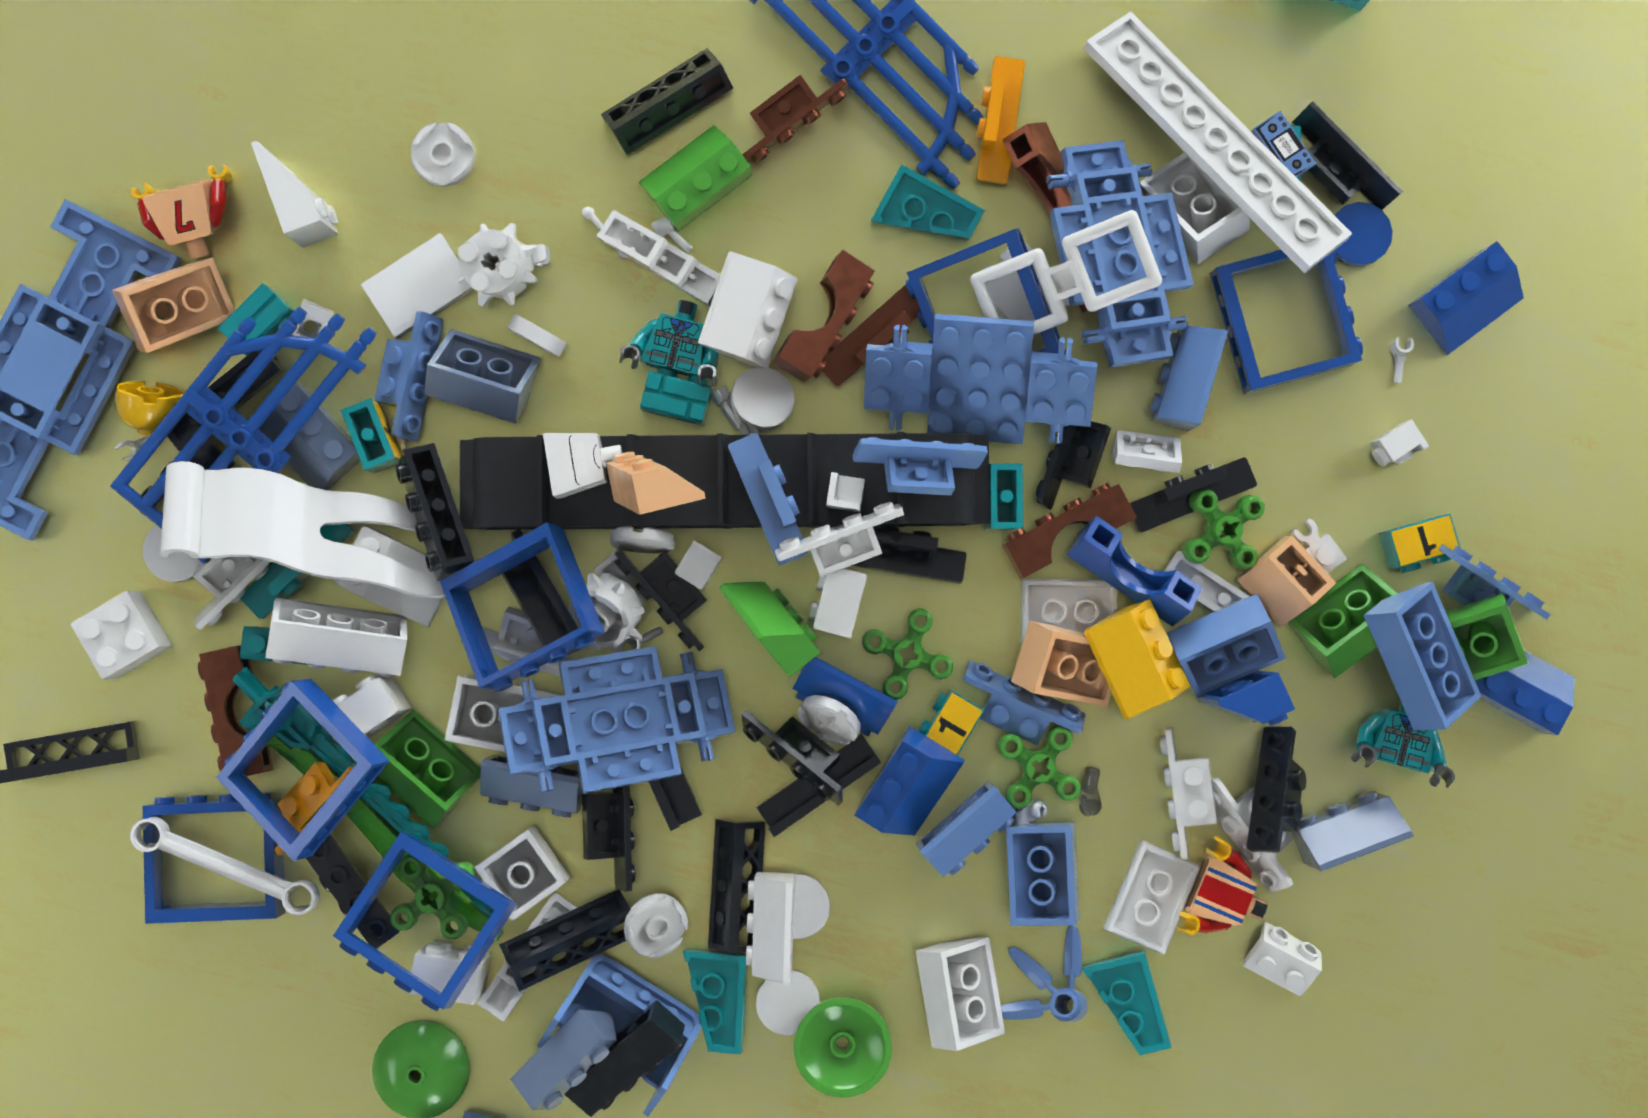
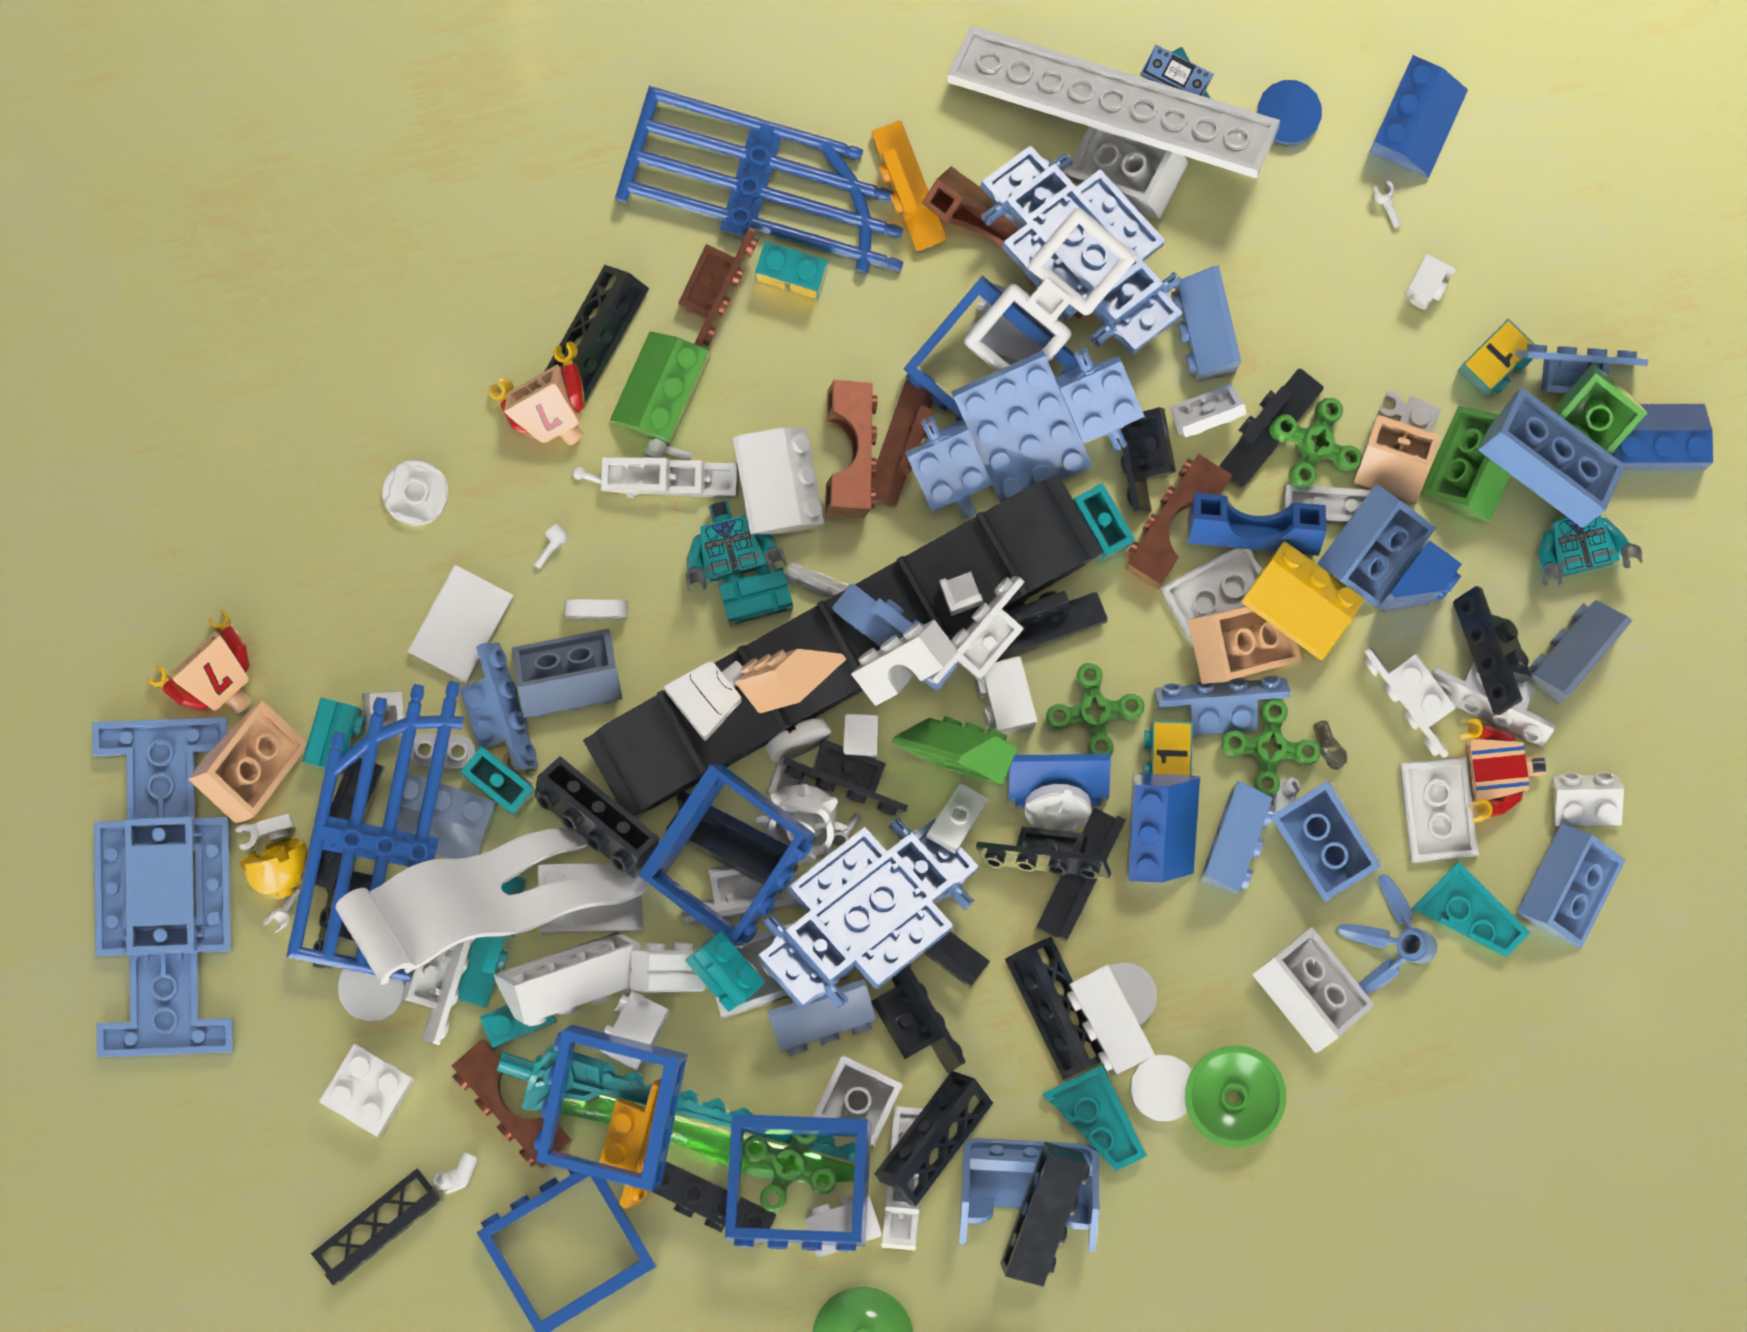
camera: 30 degrees left, 5 degrees down
(158, 748) = (457, 1178): none -> white arm
(166, 372) = (274, 828): none -> white plate
(224, 865) = (584, 1241): white piece -> none
(299, 210) = (320, 610): white slope -> none
(344, 388) = (450, 761): none -> white plate
(419, 676) = (663, 969): none -> white brick
(425, 768) = (720, 1060): bright green slope -> none
(463, 706) = (725, 971): none -> teal brick
(481, 255) = (544, 564): white brick -> none
(565, 1059) = (992, 1241): sand blue slope -> none
(591, 136) = (547, 403): none -> light nougat torso
(655, 925) = (1004, 1082): white tile -> none
(741, 679) = (957, 818): none -> white plate
(762, 398) = (834, 553): white tile -> none
(775, 525) = (921, 649): none -> white arch
(860, 137) = (791, 270): none -> teal brick
(919, 465) = (1012, 532): medium blue bracket -> none
(926, 206) = (883, 300): teal wing -> none
(1228, 1024) = (1571, 885): none -> medium blue slope
(1239, 338) = (1232, 263): blue window -> none
(1341, 163) = (1236, 59): black bracket -> none

